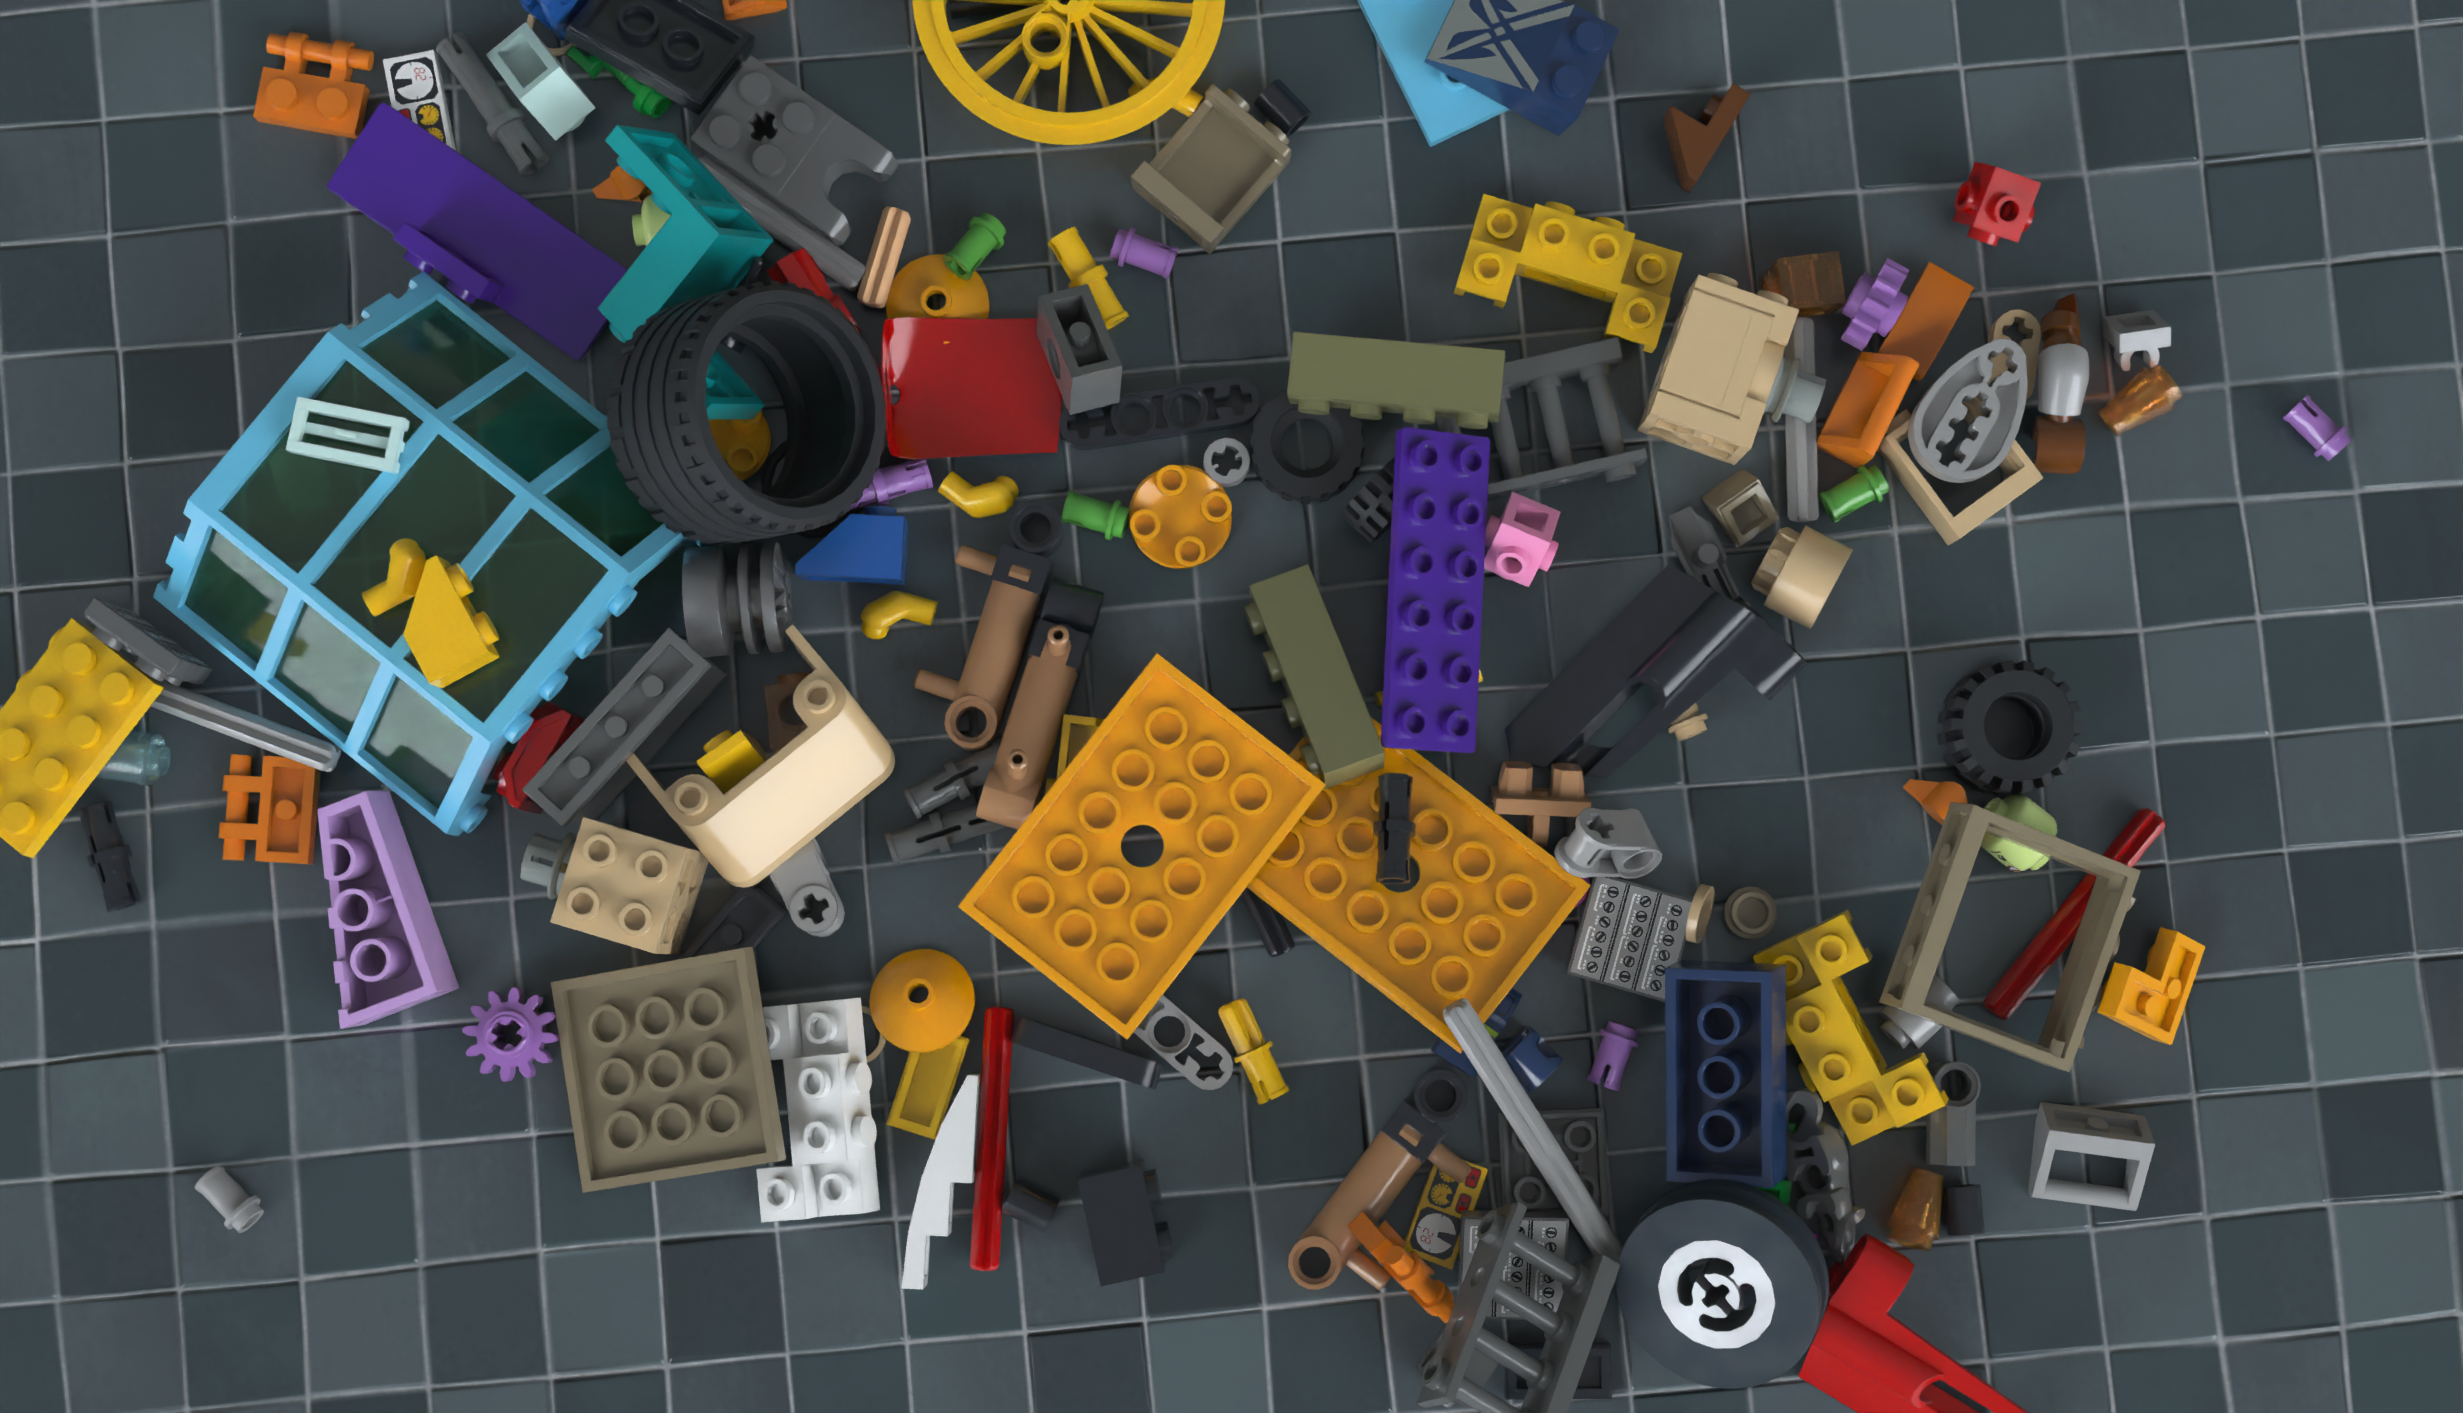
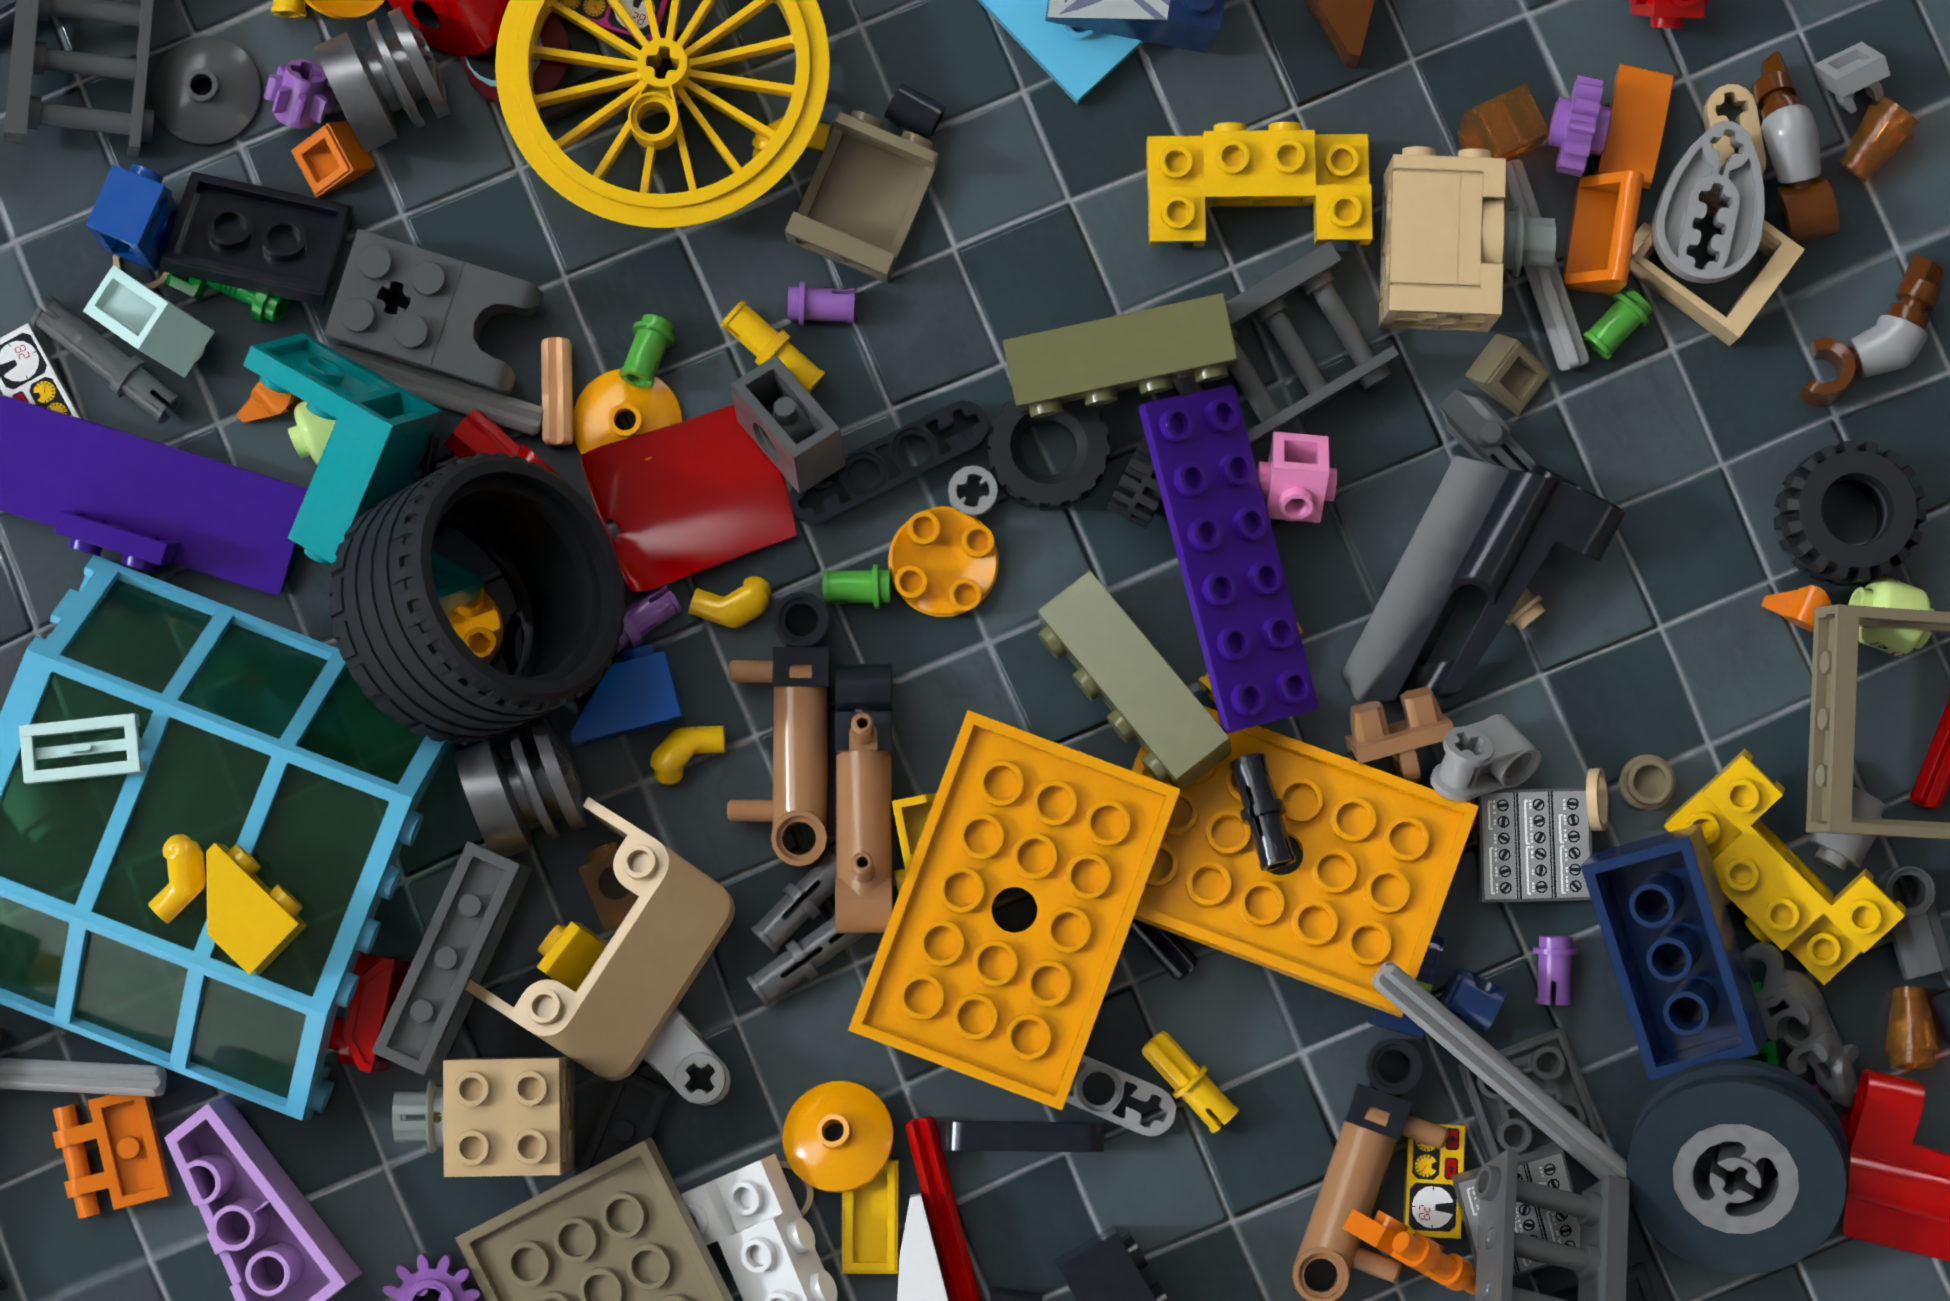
camera: 15 degrees left, 0 degrees up
(1800, 573) = (1590, 422): tan piece -> none
(2086, 589) = (1888, 344): none -> piece

